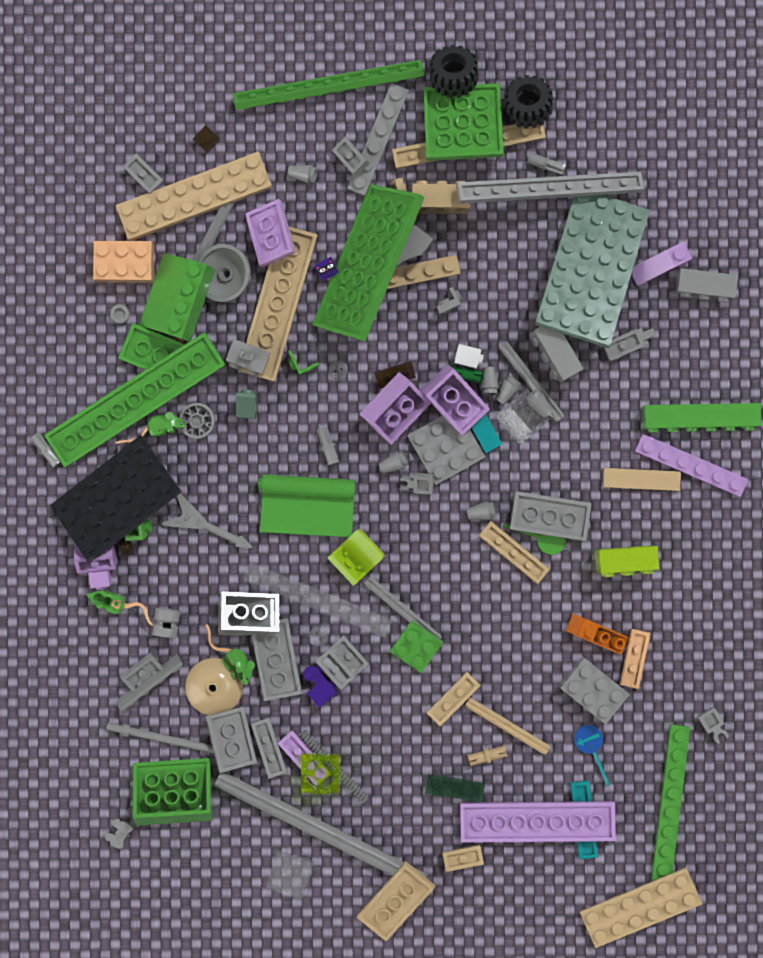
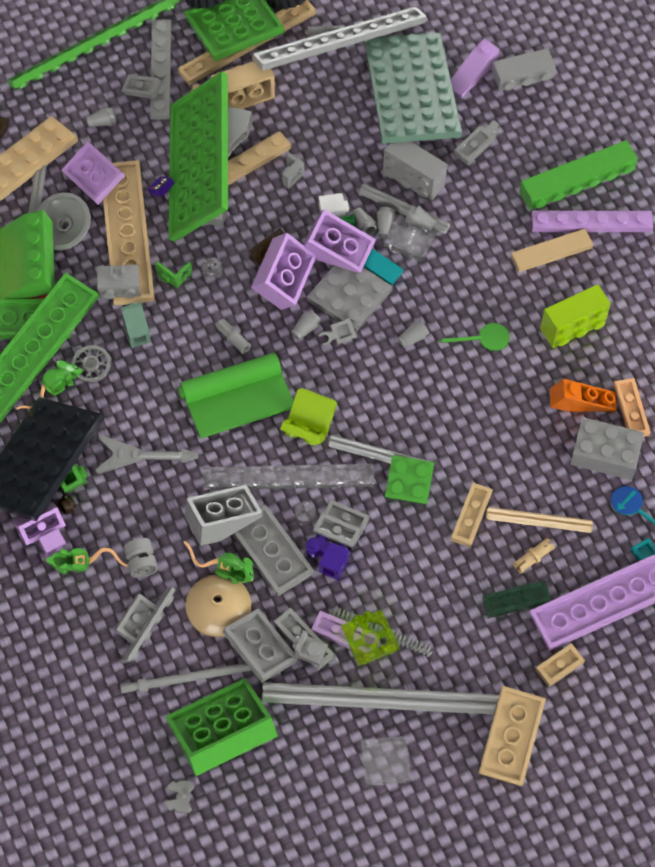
camera: 25 degrees left, 25 degrees down
(268, 762) = (309, 649): none -> light grey bracket
(514, 552) = (463, 360): tan tile -> none
(550, 516) = (482, 312): light grey plate -> none

